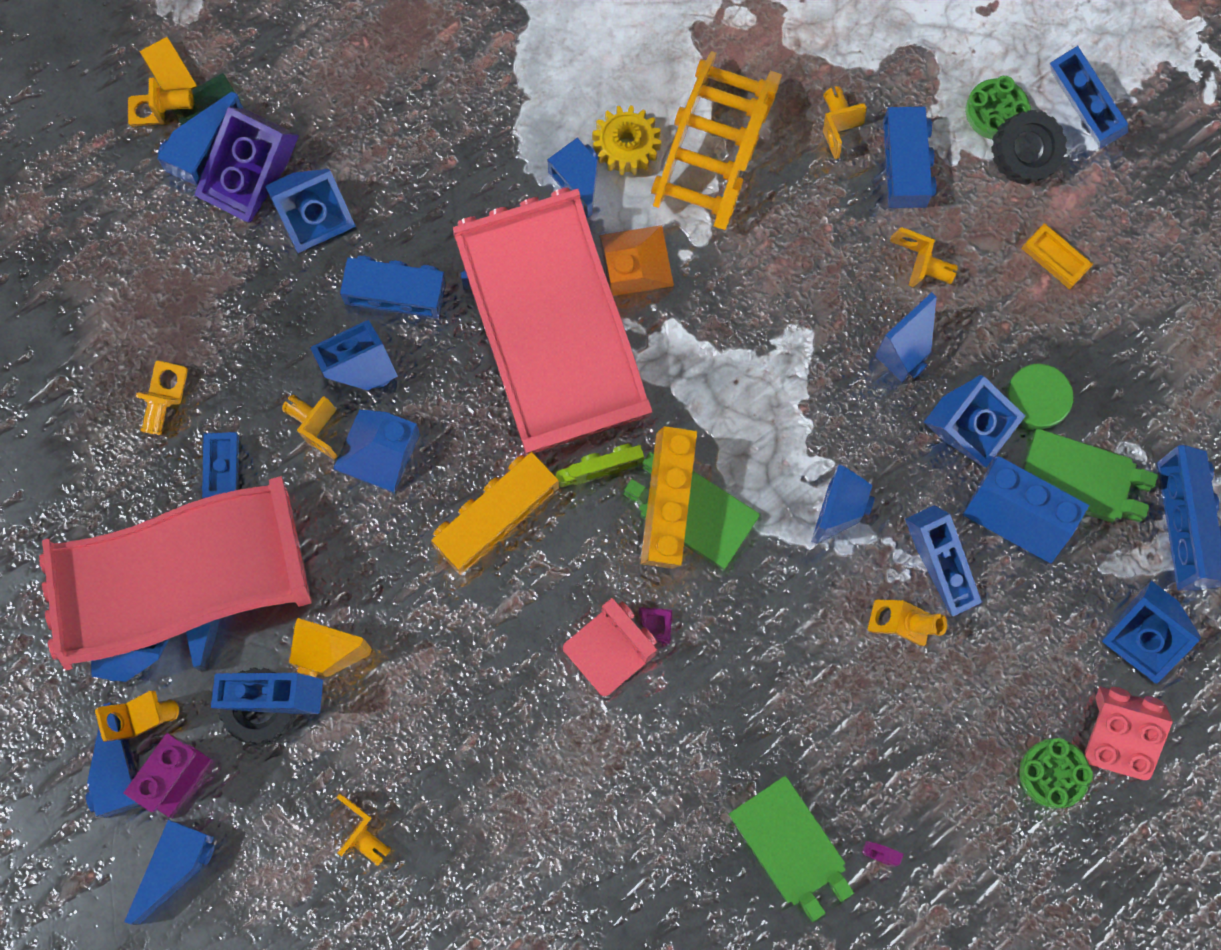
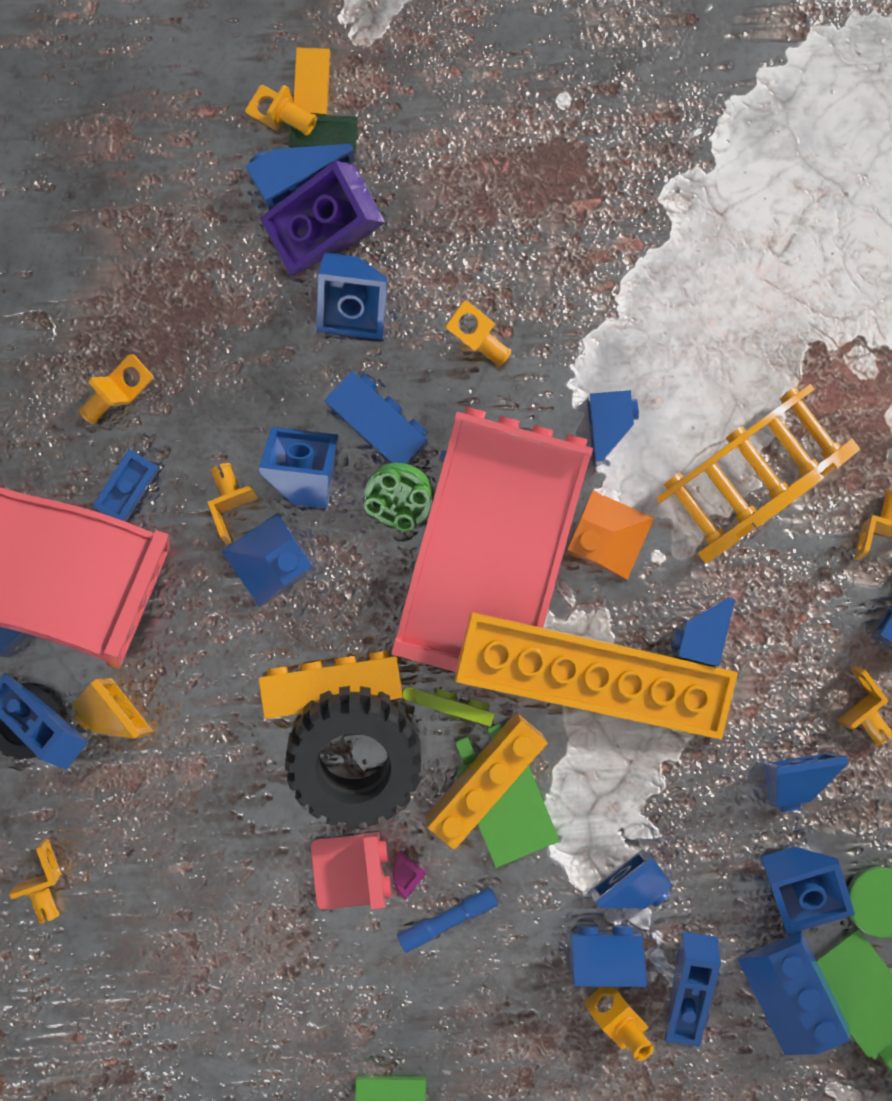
camera: 40 degrees right, 10 degrees up
(431, 172) = (479, 337): none -> light orange bracket
(449, 330) = (399, 496): none -> bright green tile
(593, 558) = (353, 799): none -> black tyre
(627, 125) = (685, 403): yellow gear -> none
(697, 364) = (595, 675): none -> light orange plate
(705, 653) = (429, 929): none -> blue piece
(761, 285) = (704, 635): none -> blue slope
(859, 574) = (607, 956): none -> blue slope

